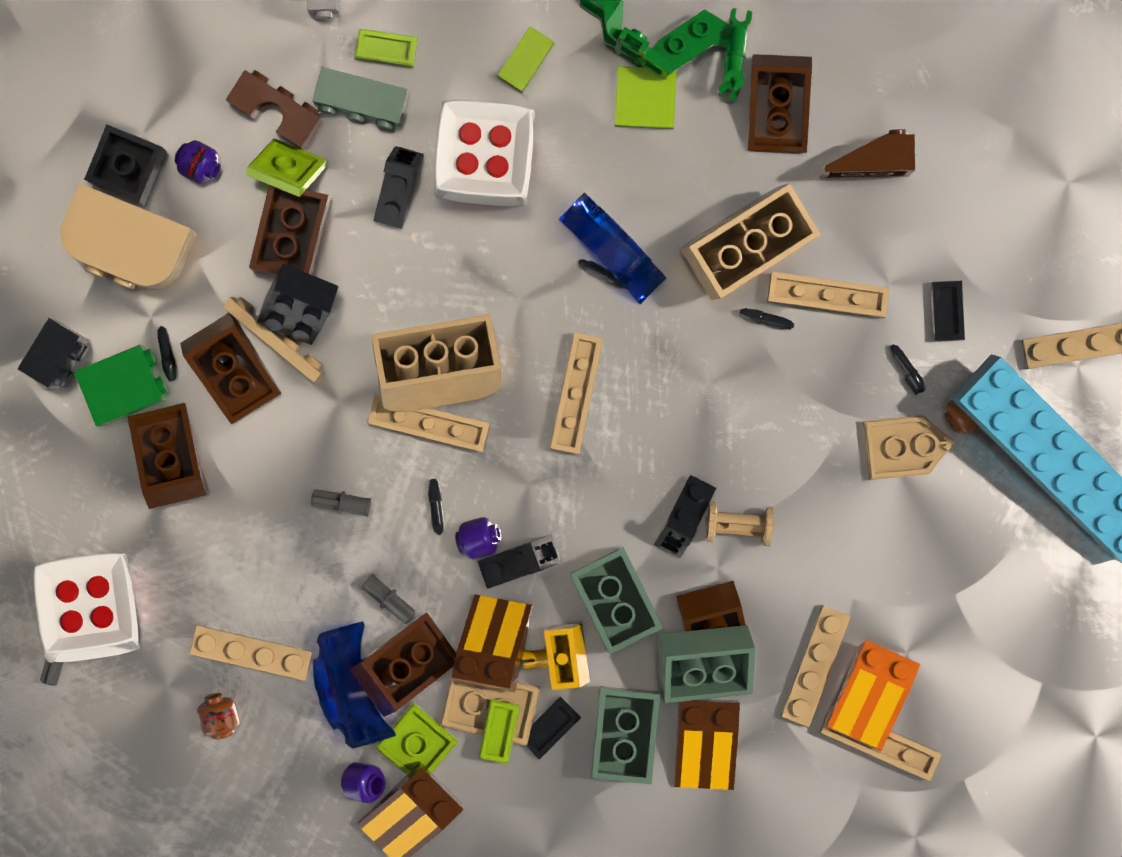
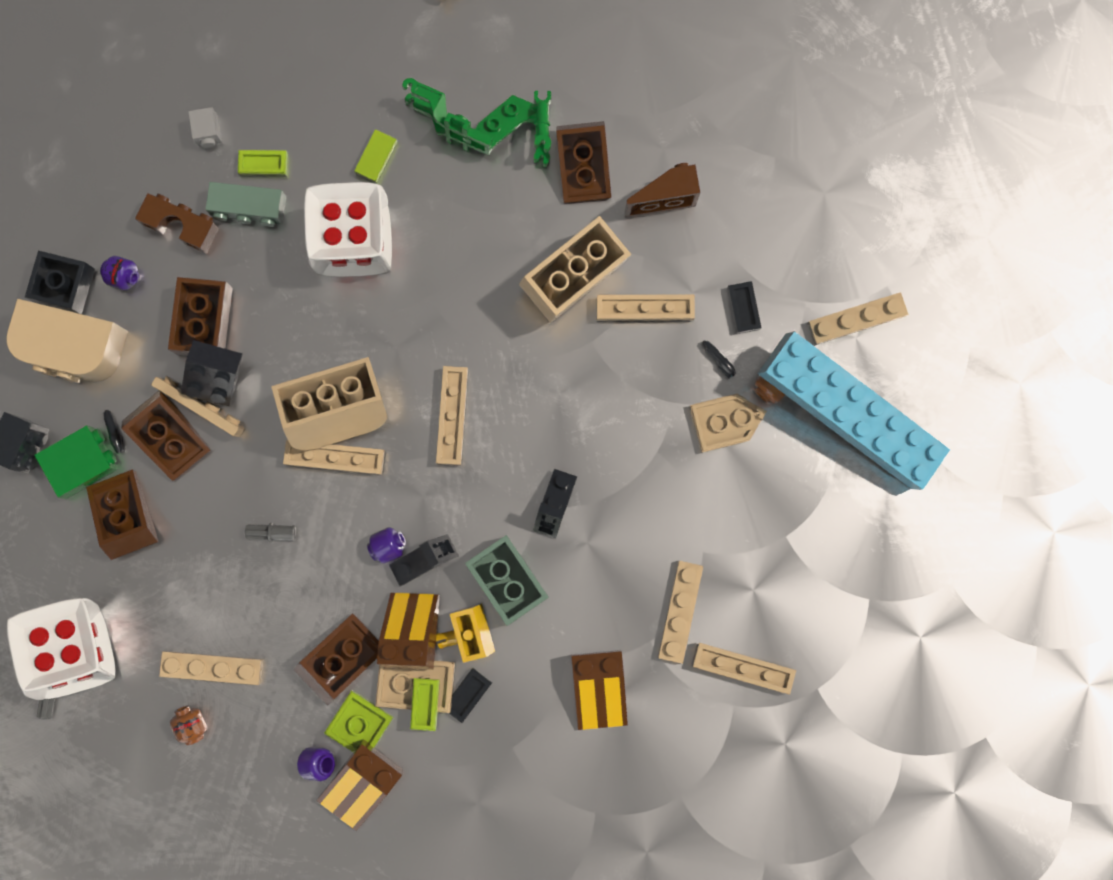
camera: 10 degrees left, 5 degrees down
(286, 167) = (190, 265): lime tile -> none
(339, 692) = (288, 691): clear blue windscreen -> none
(388, 599) = (319, 606): dark grey axle -> none
(397, 186) = (283, 269): black bracket -> none
(435, 500) = (348, 519): black piece -> none
(600, 272) = (468, 318): black piece -> none
(613, 247) = (466, 293): clear blue windscreen -> none
(625, 735) = (530, 692): sand green brick -> none
(644, 98) = (475, 173): lime tile -> none
(706, 664) = (588, 622): sand green brick -> none
(711, 608) = (590, 585): reddish brown slope -> none
(740, 524) = (600, 503): tan hose -> none
(759, 316) = (591, 333): black piece -> none
(872, 694) = (731, 628): orange slope -> none

